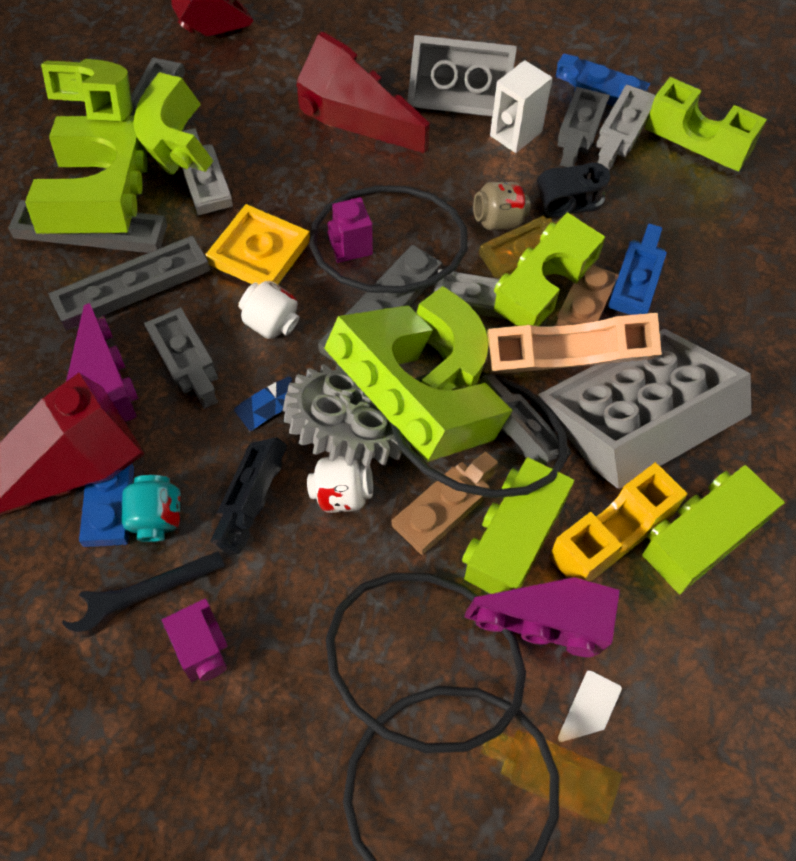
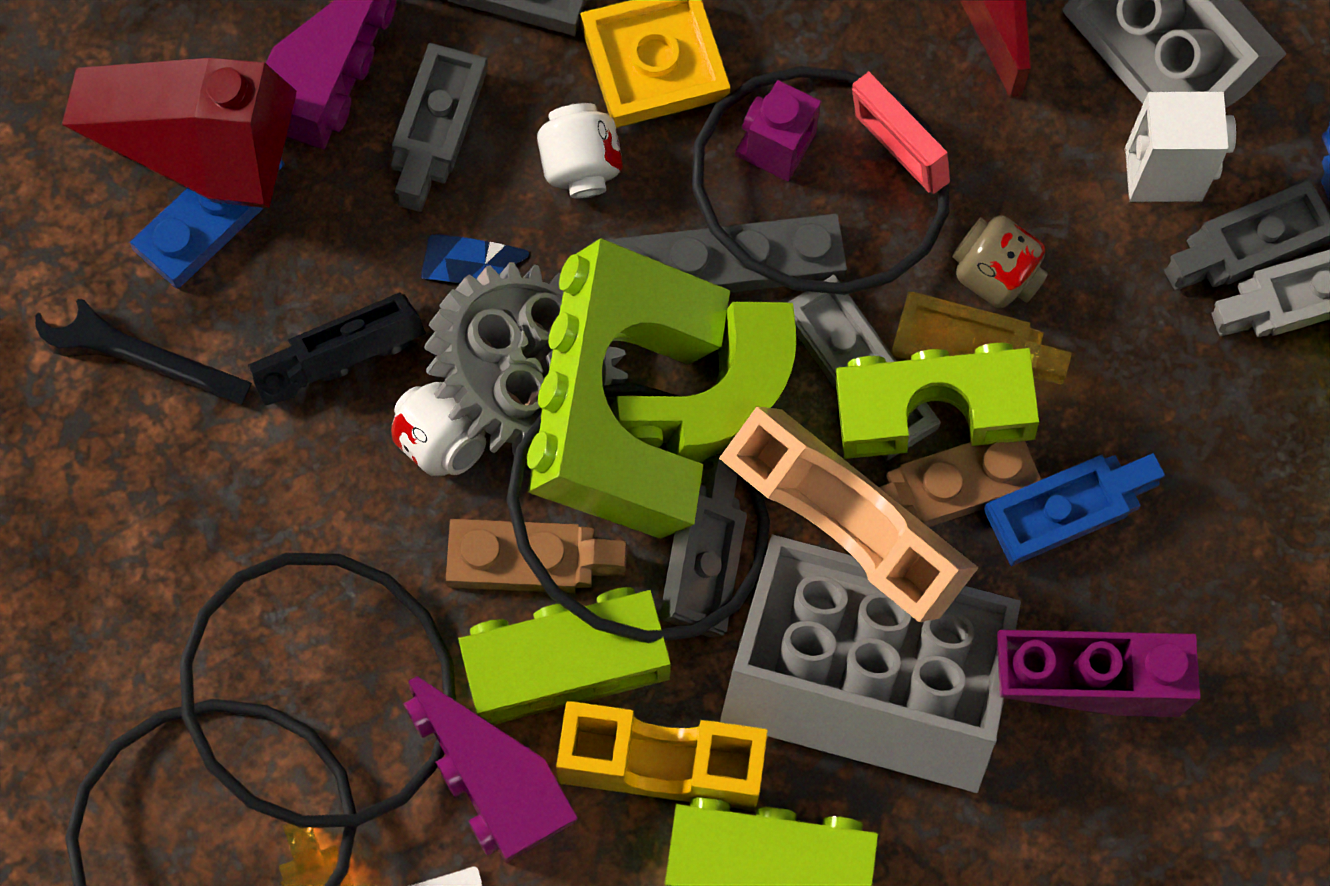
camera: 45 degrees right, 10 degrees up
(151, 507) = (227, 272): teal head -> none
(197, 641) = (134, 456): magenta brick -> none
(403, 190) = (901, 133): none -> coral tile
(570, 190) = (1115, 319): black piece -> none
(741, 314) = (1101, 671): none -> magenta slope

